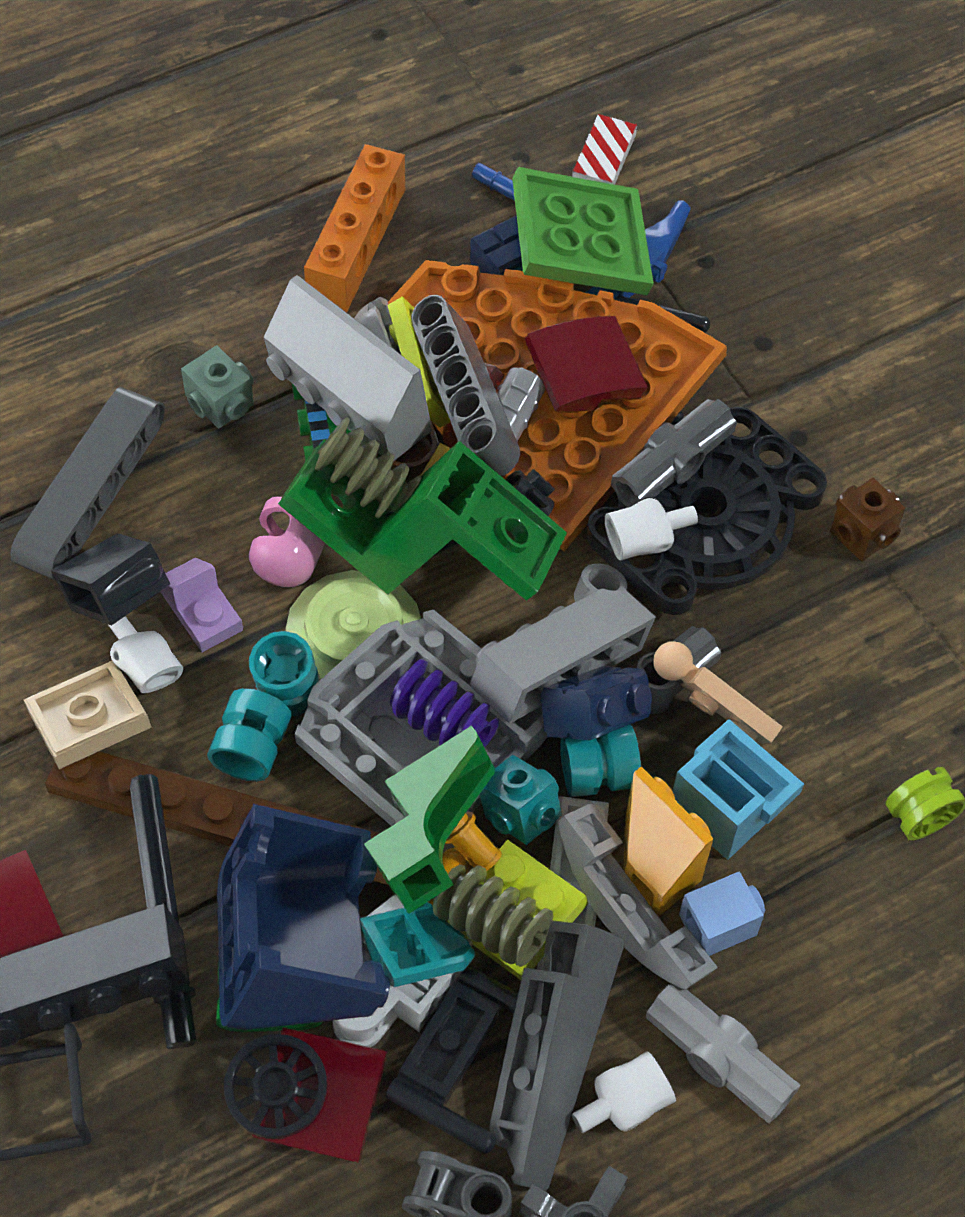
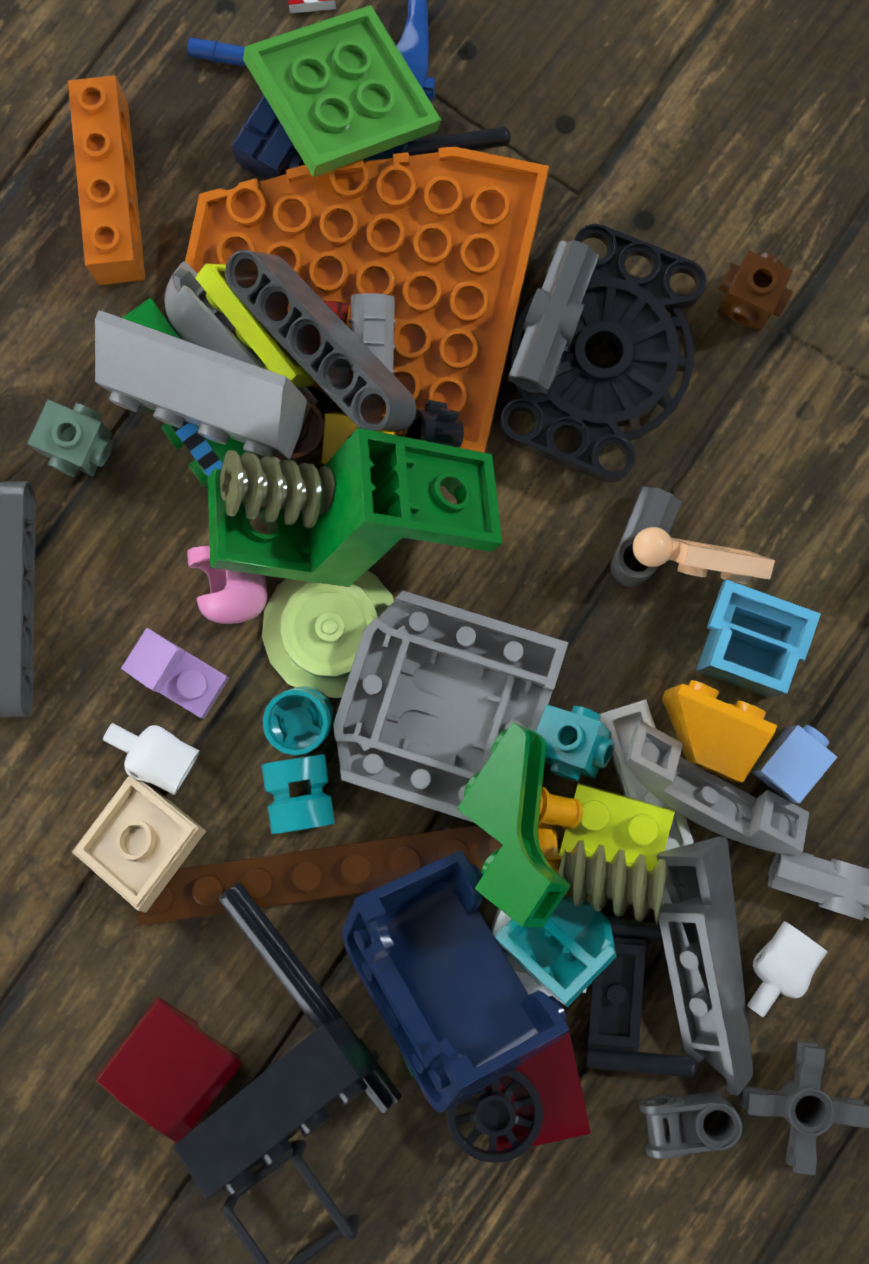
camera: 20 degrees left, 25 degrees up
(111, 578) = (88, 700): black torso -> none
(437, 708) = (465, 696): dark purple piece -> none
(585, 363) = (422, 253): dark red slope -> none
(588, 634) = (546, 573): light grey hinge -> none
(596, 702) = (601, 621): dark blue brick -> none
(599, 762) = (628, 663): teal wheel -> none
(645, 528) = (564, 414): white piece -> none

